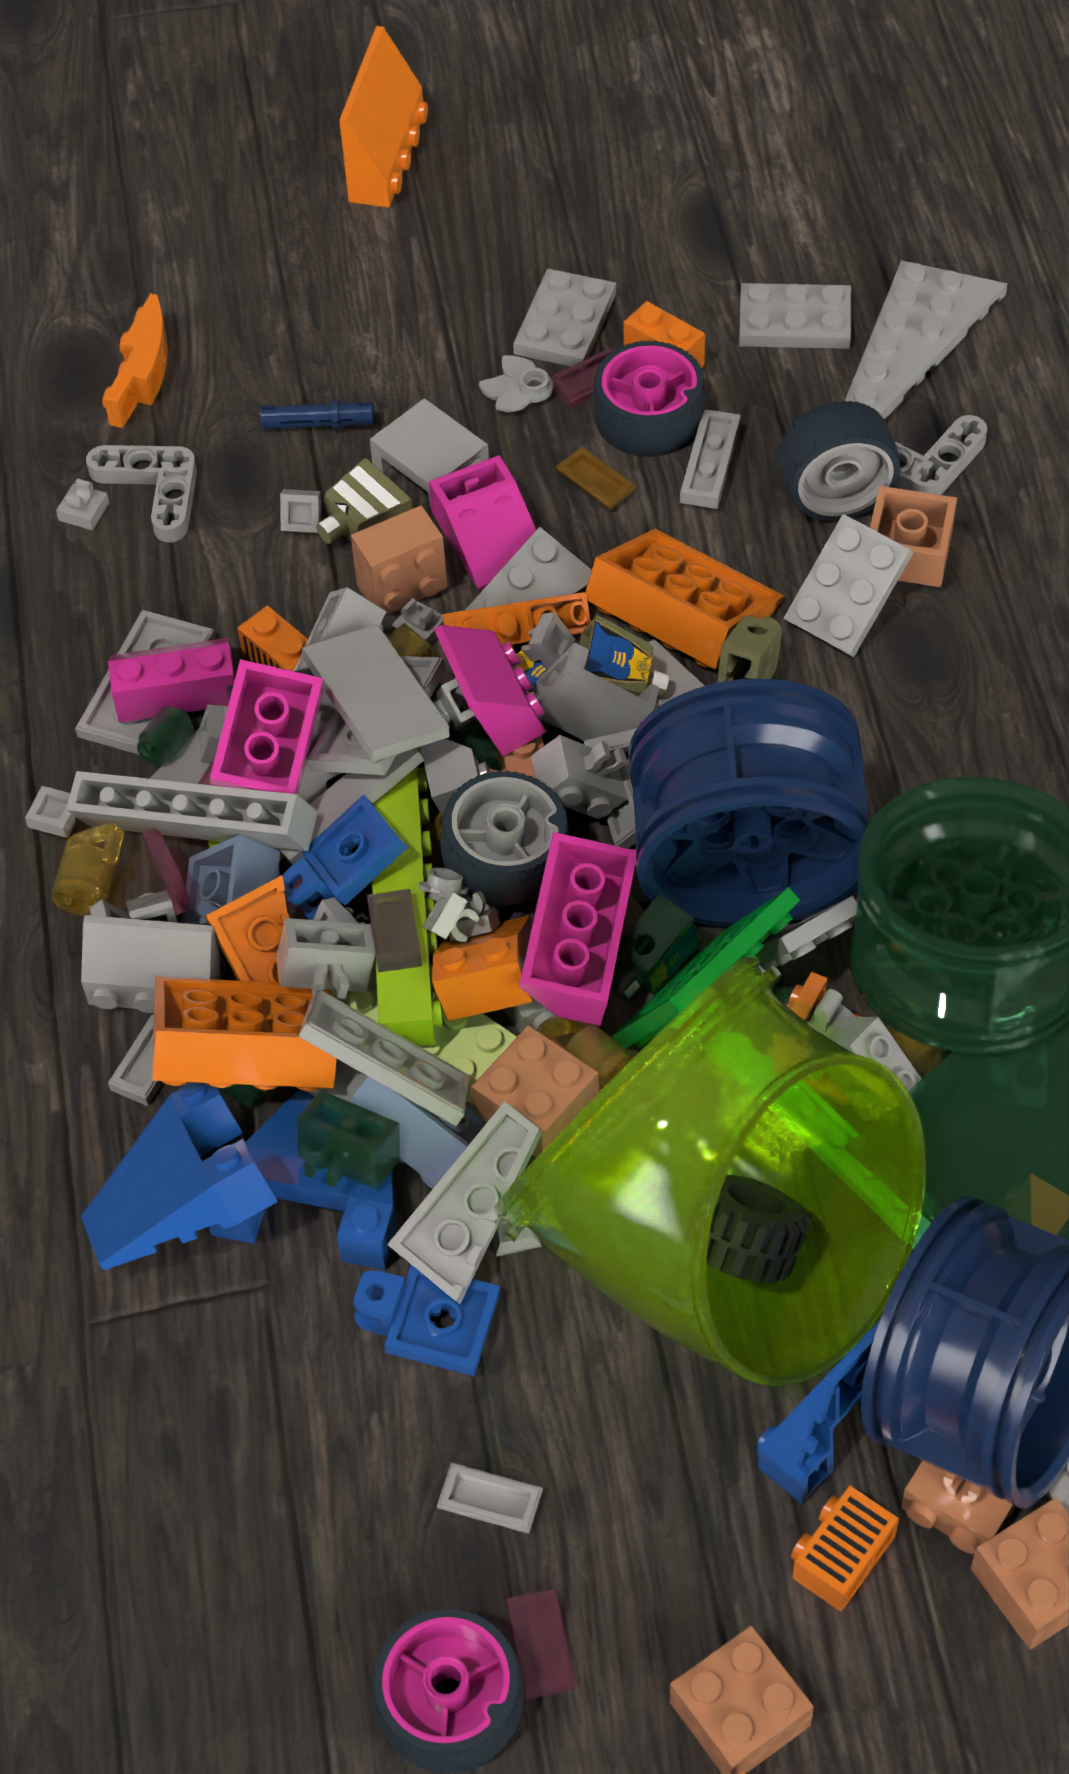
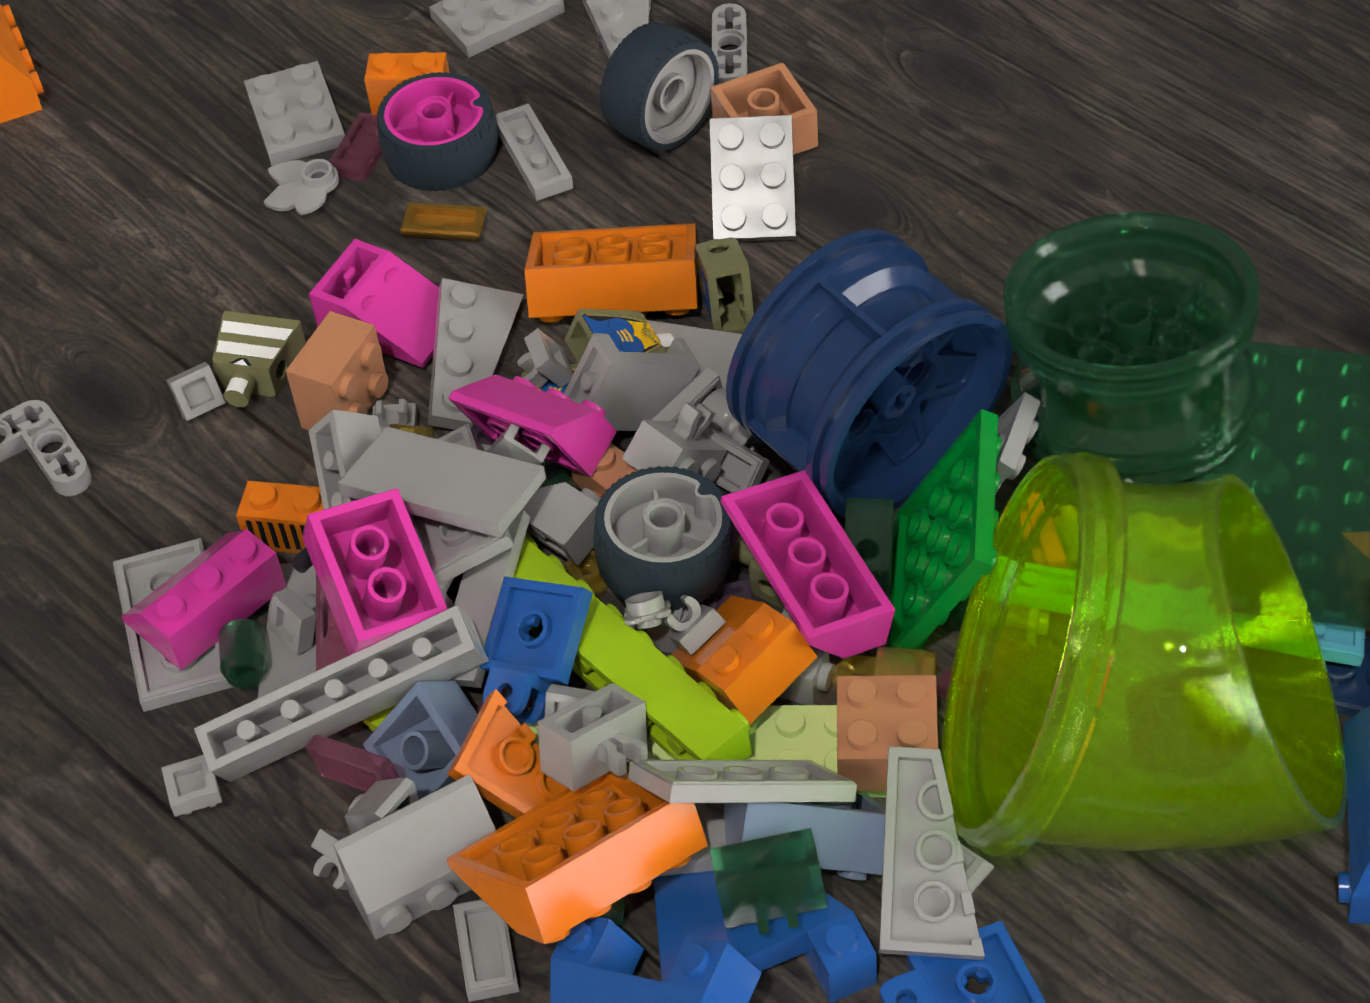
camera: 35 degrees left, 5 degrees down
(87, 870) = (272, 816): clear yellow piece -> none
(317, 415) = (127, 311): dark blue pin -> none
(394, 930) = (641, 673): tile -> none
(426, 445) = (272, 273): light grey panel -> none
(446, 914) = (681, 627): light grey tile -> none
(515, 620) = (494, 358): orange slope -> none

